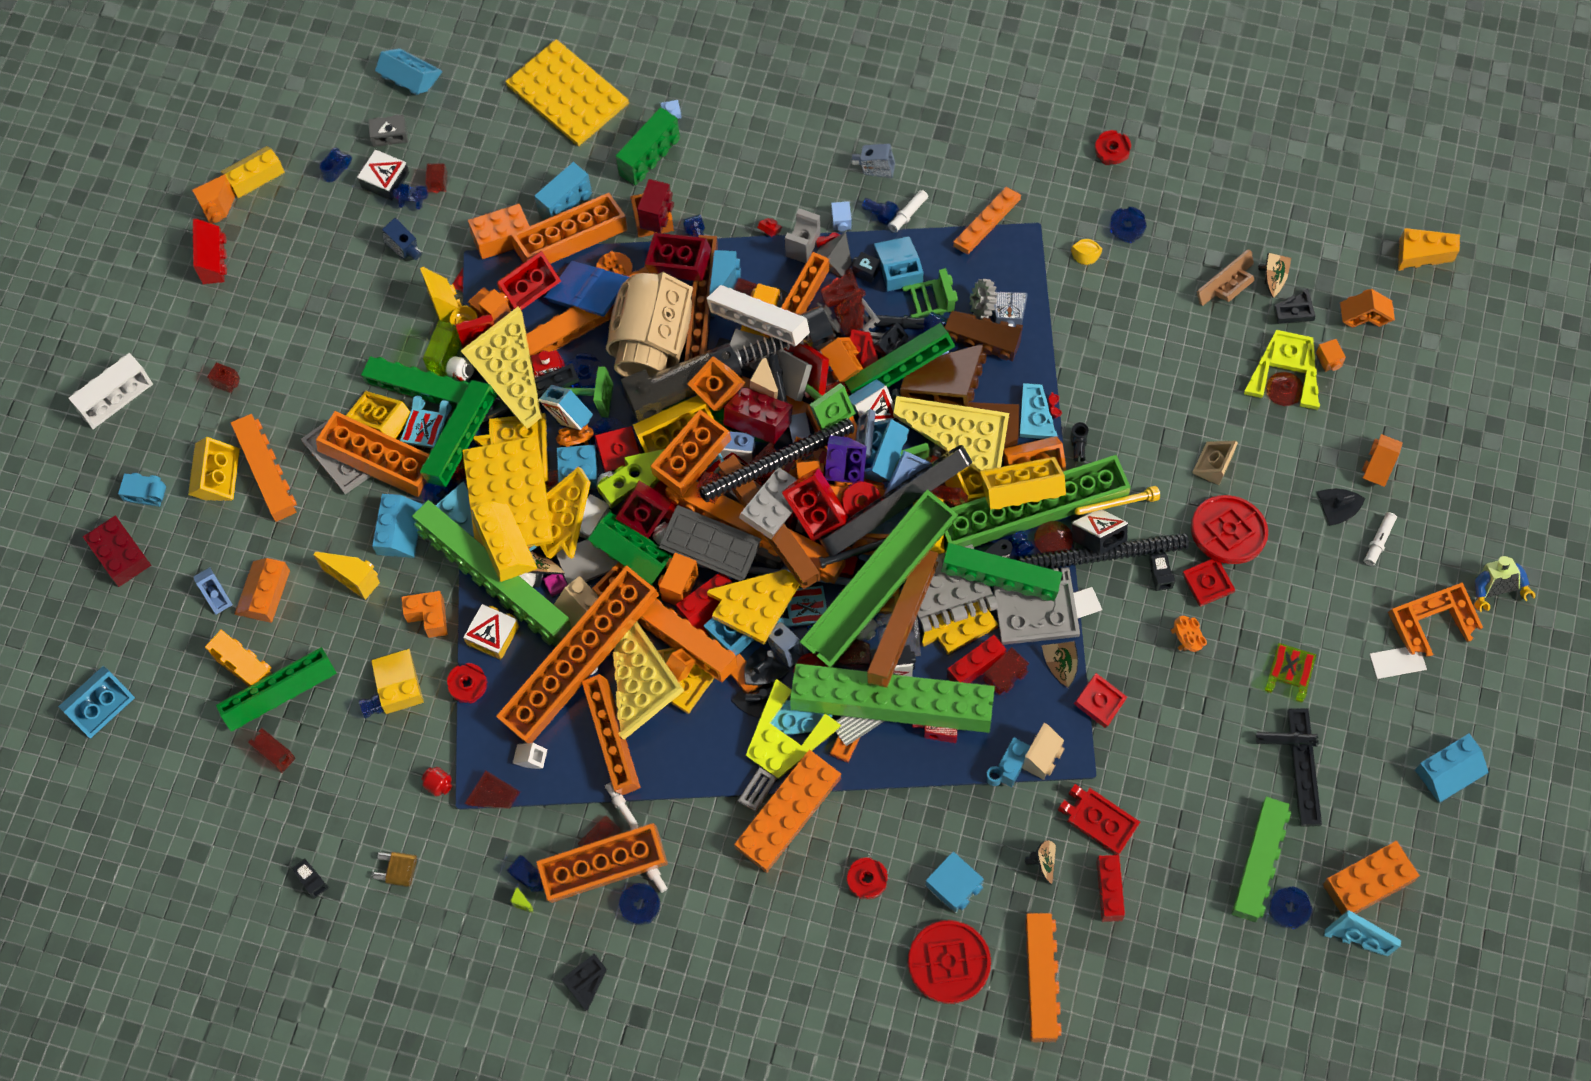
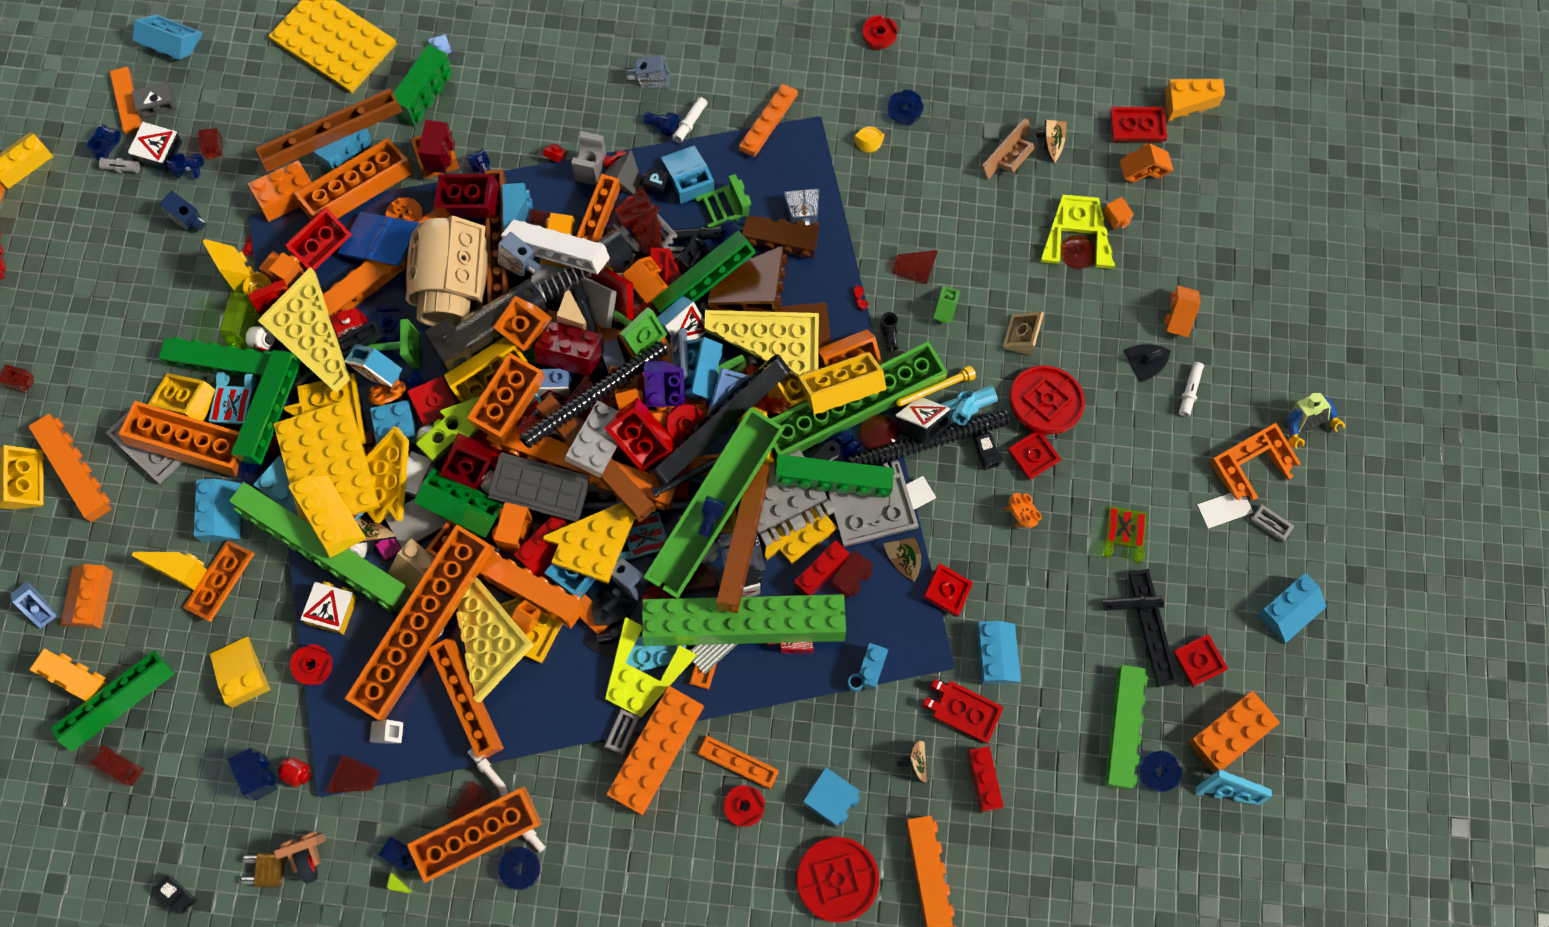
camera: 15 degrees left, 5 degrees up
(336, 186) = (130, 166): none -> light grey pin
(360, 127) = (123, 90): none -> orange tile
(370, 706) = (214, 704): clear blue wheel -> none
(389, 592) = (218, 580): none -> orange slope
(399, 776) = (253, 774): none -> clear blue brick
(429, 608) = (261, 592): orange brick -> none
(433, 860) = (303, 855): none -> nougat plate
(553, 177) = (328, 130): none -> dark orange tile
(719, 320) = (517, 255): none -> sand blue torso
(841, 216) = (624, 133): light blue brick -> none
(867, 836) = (738, 762): none -> orange tile
(874, 586) = (712, 511): none -> clear blue pin
(983, 298) = (776, 200): light grey gear -> none
(1035, 415) = (843, 311): medium azure wing -> none
(1043, 752) = (900, 653): tan slope -> none
(1115, 381) = (915, 265): none -> clear red wing
(1140, 423) = (946, 305): none -> bright green slope
(1142, 768) = (997, 653): none -> dark azure slope
(1149, 522) = (969, 403): none -> medium azure piece
(1295, 309) = (1078, 171): black wing -> none
(1348, 806) = (1200, 660): none -> red plate
(1366, 269) = (1138, 124): none -> red plate
(1437, 685) = (1267, 528): none -> light grey tile

